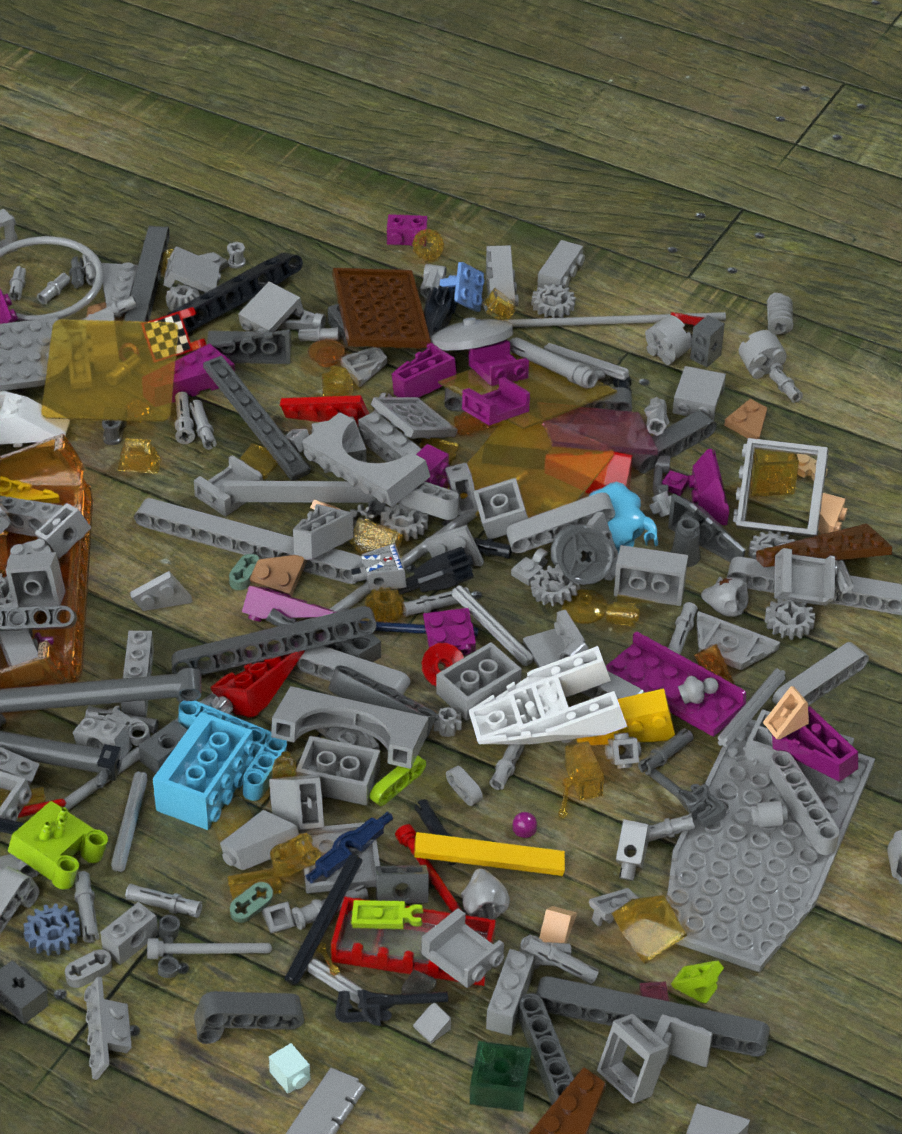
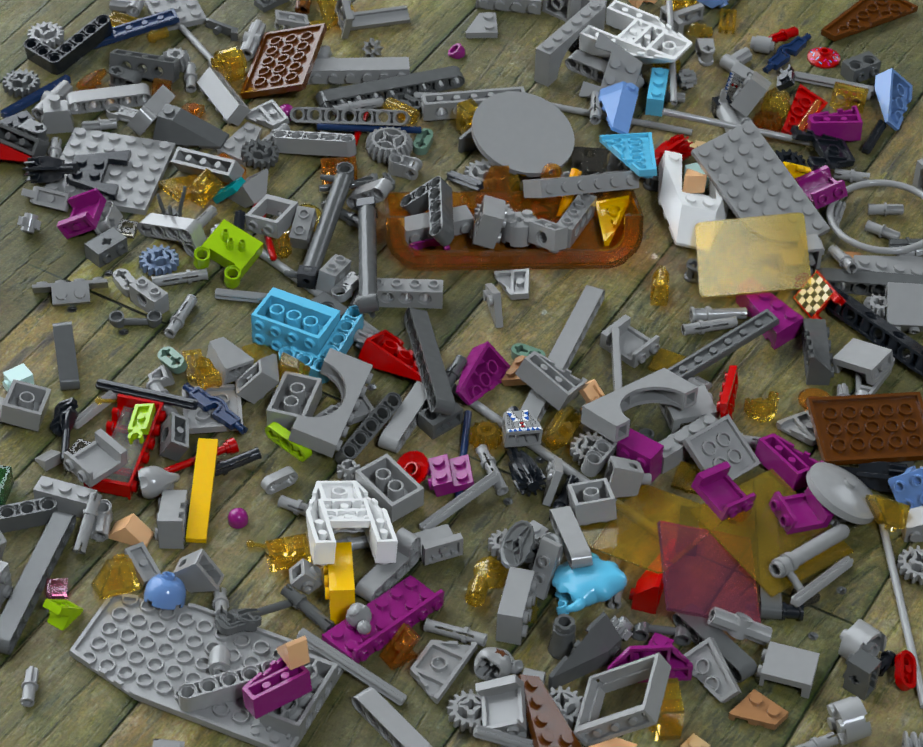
camera: 90 degrees right, 0 degrees up
(120, 579) = (514, 282): none -> light grey wing
(158, 948) = (132, 309): light grey piece -> none
(349, 1047) = (25, 405): none -> light grey brick
(540, 879) = (172, 519): none -> light grey wedge
(665, 875) = (165, 591): none -> medium blue cylinder
(718, 437) = (713, 670): none -> light grey wing
(815, 1004) = (29, 686): none -> light grey axle

